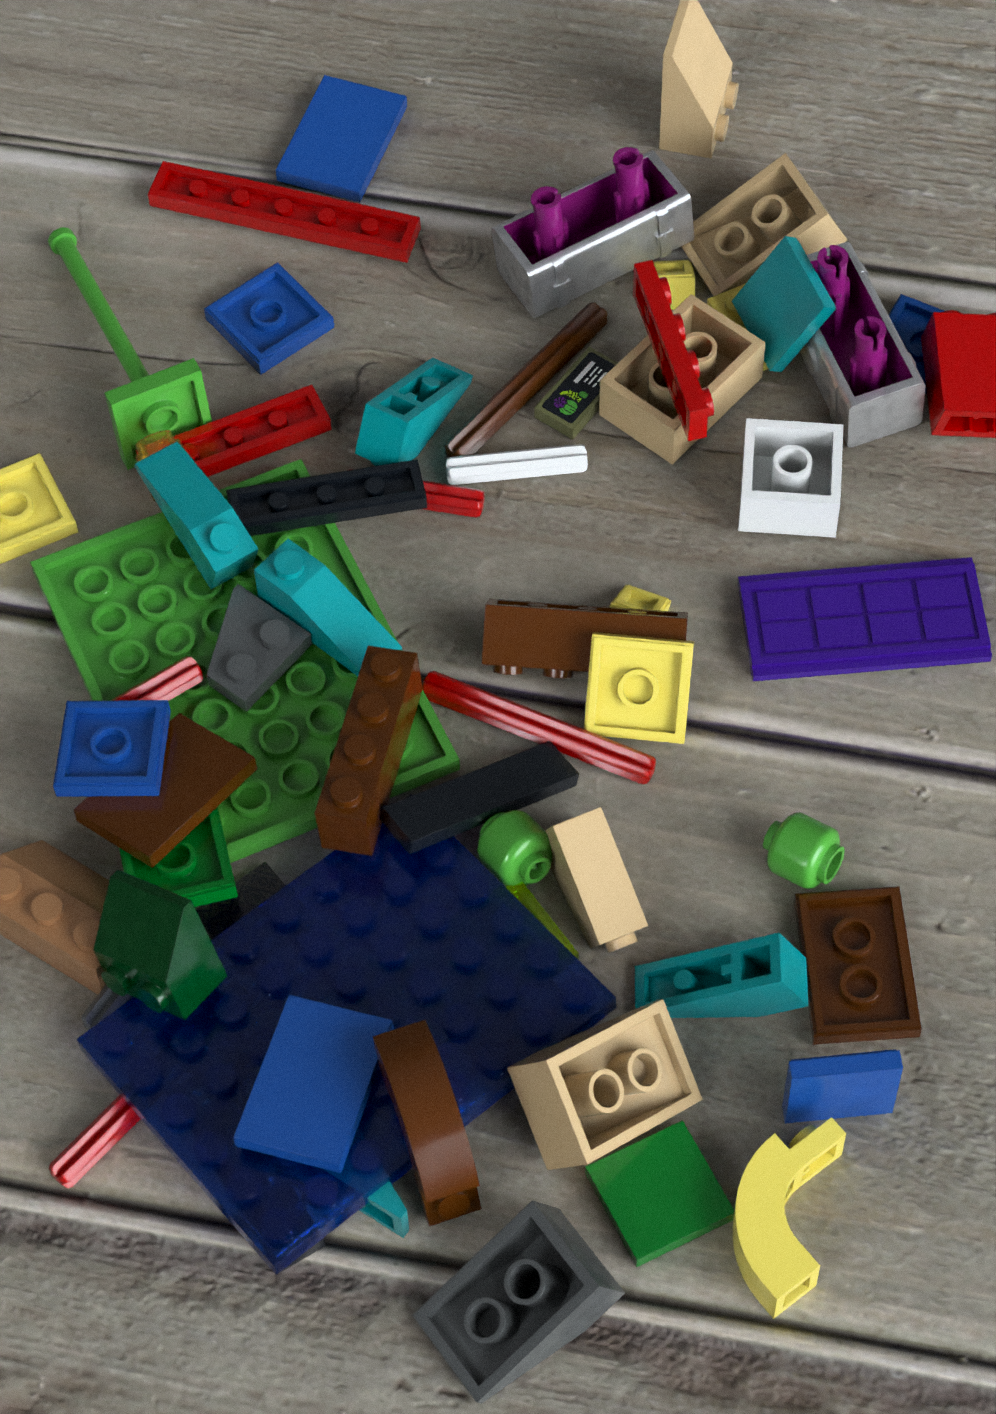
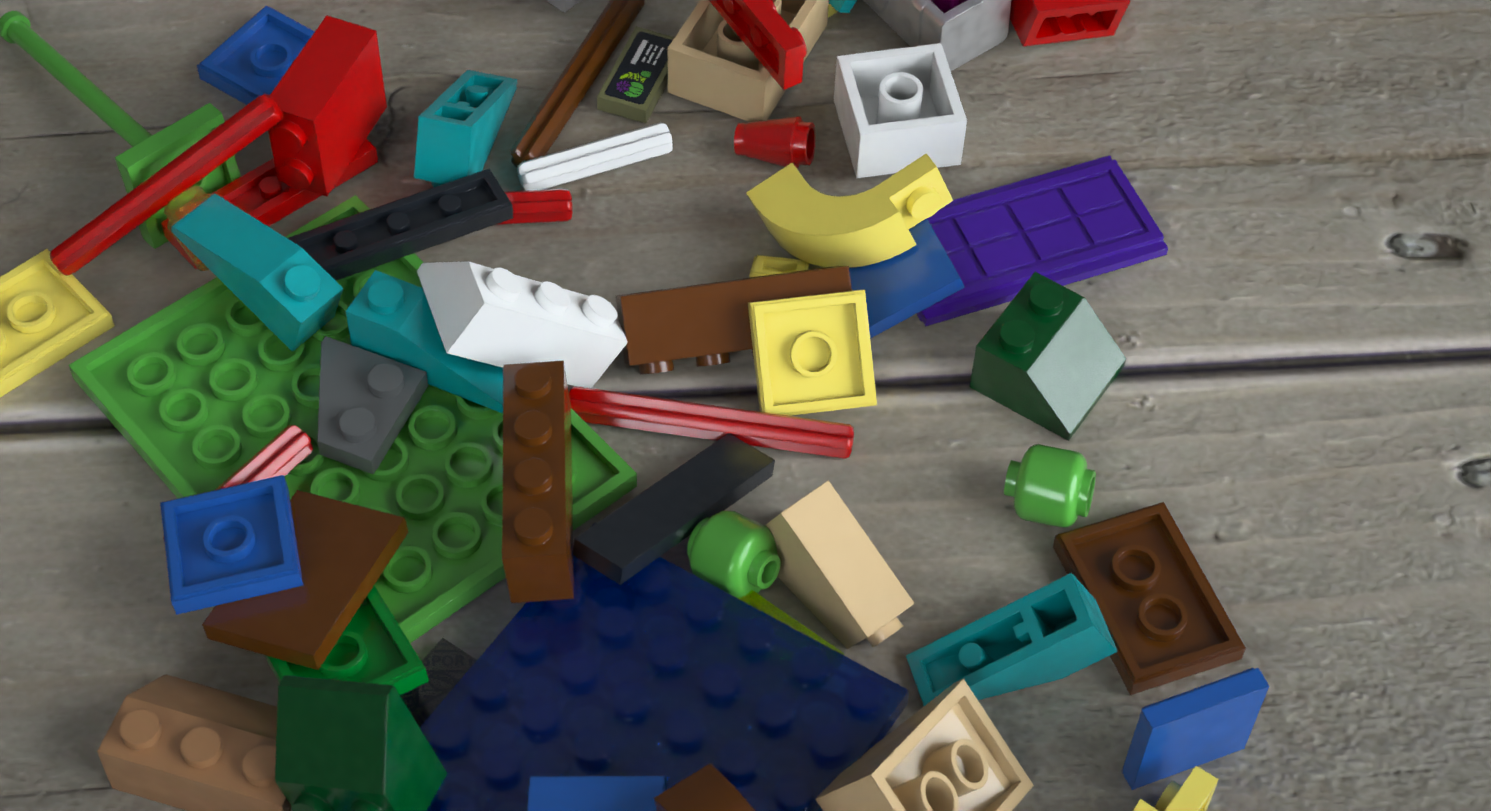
camera: 20 degrees left, 5 degrees down
(141, 424) = (166, 184): none -> red axle
(291, 377) = (328, 105): none -> red brick
(397, 610) = (519, 320): none -> white slope
(677, 482) = (777, 141): none -> red cone
(710, 583) = (849, 228): none -> light yellow arch
(736, 623) = (907, 281): none -> blue tile
(844, 734) = (1047, 357): none -> dark green slope

